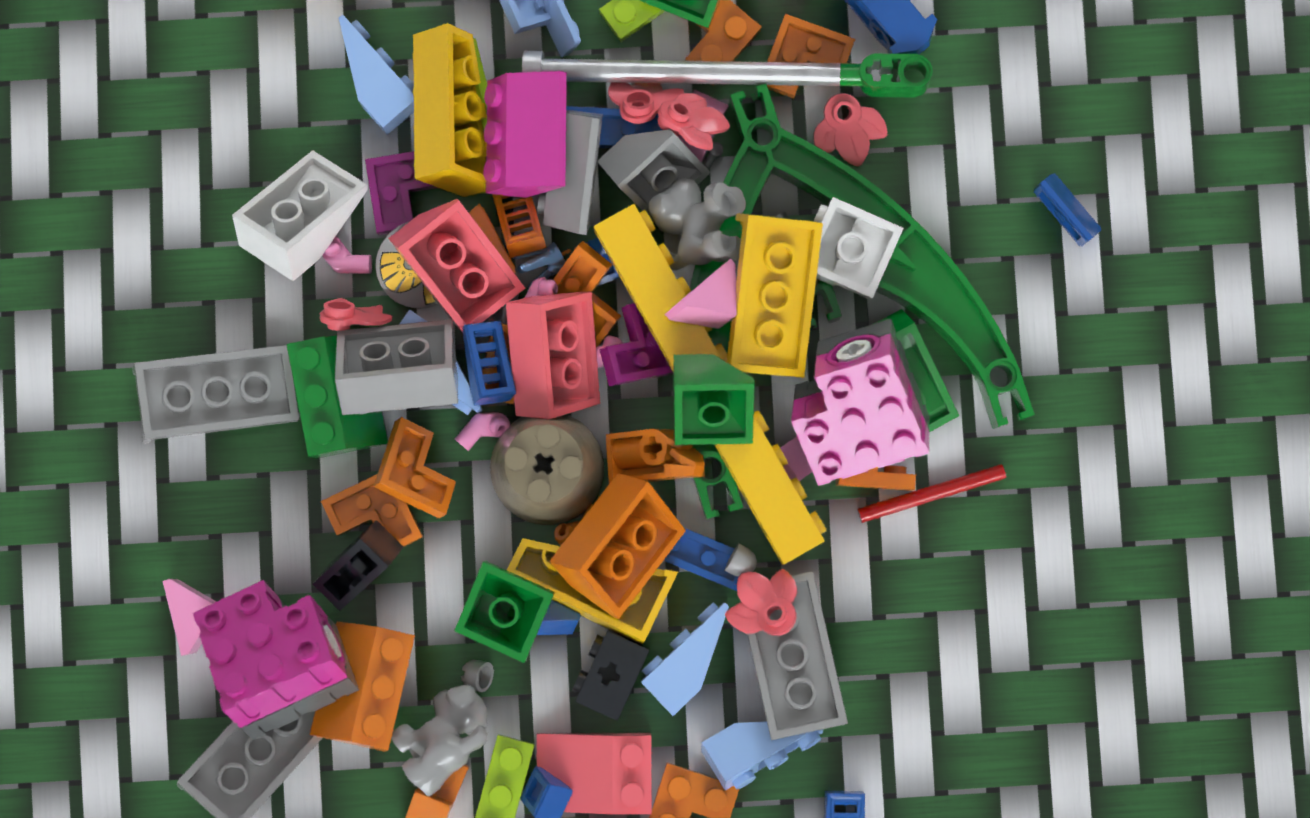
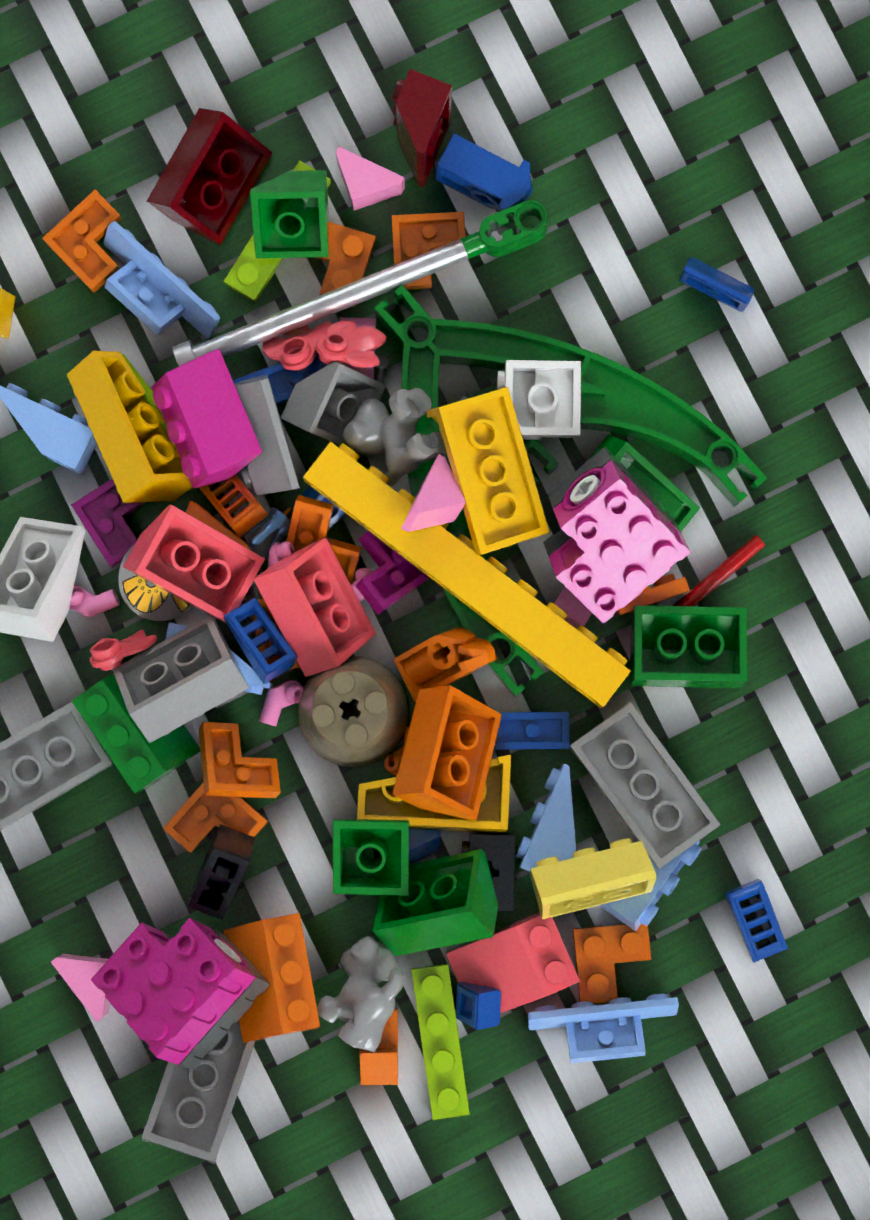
camera: 20 degrees left, 0 degrees up
(478, 675) = (365, 923): light grey hinge -> none
(556, 687) = (446, 905): none -> green slope
(704, 721) = (592, 878): none -> light yellow slope
(711, 401) = (476, 589): green slope -> none
(741, 561) = (563, 721): light grey hinge -> none
(759, 599) = (595, 748): coral plate -> none
(851, 134) = (497, 297): coral plate -> none
(890, 543) = (688, 647): none -> green slope

